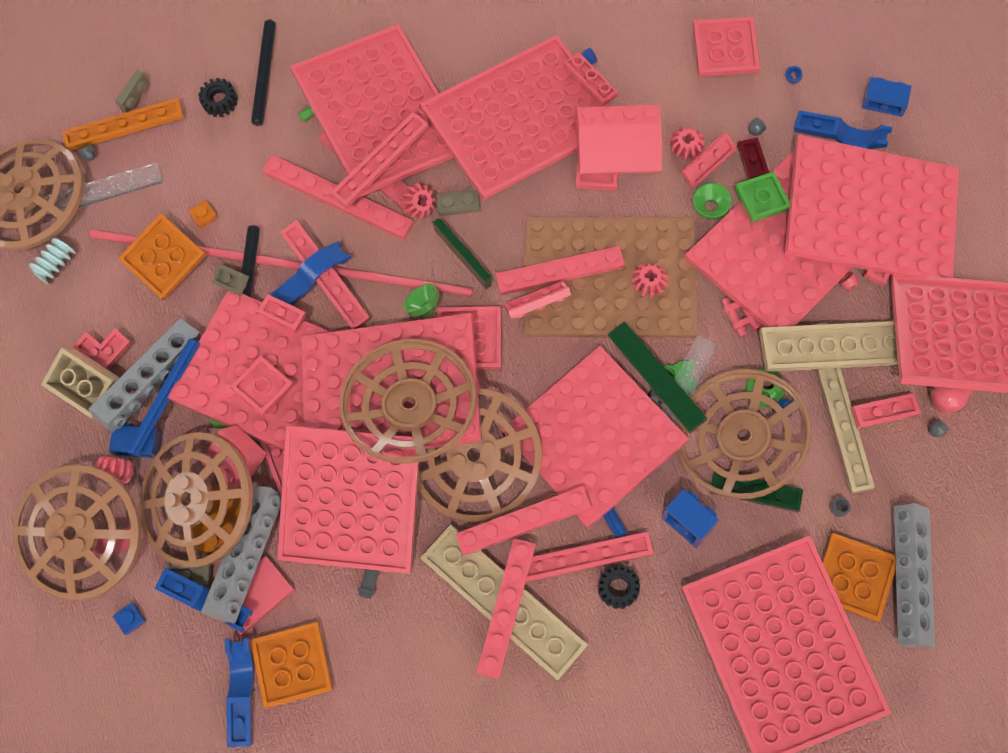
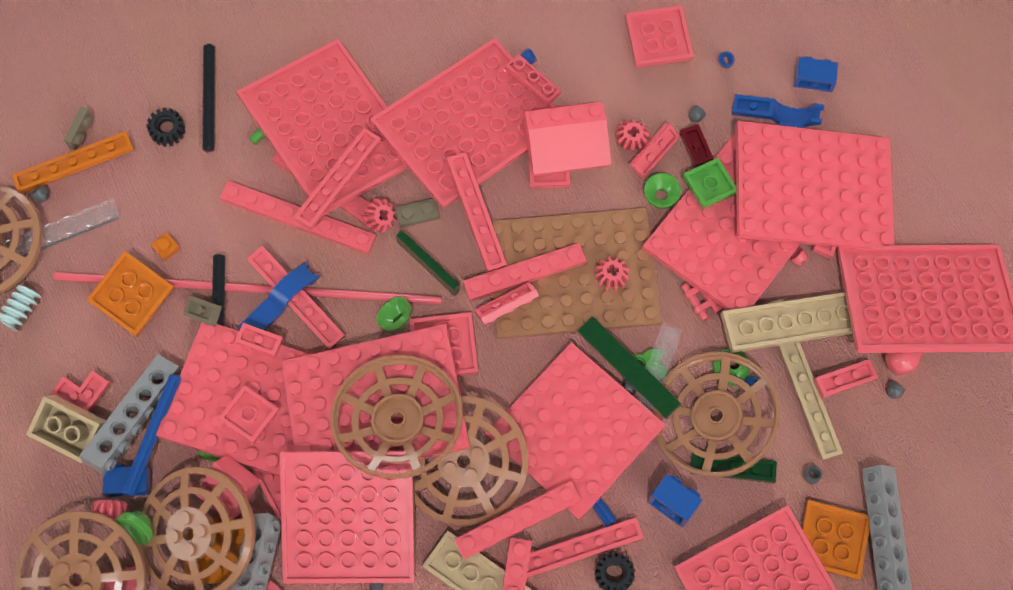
camera: 15 degrees left, 0 degrees up
(137, 485) = (137, 525): none -> bright green piece
(516, 205) = (476, 212): none -> coral plate

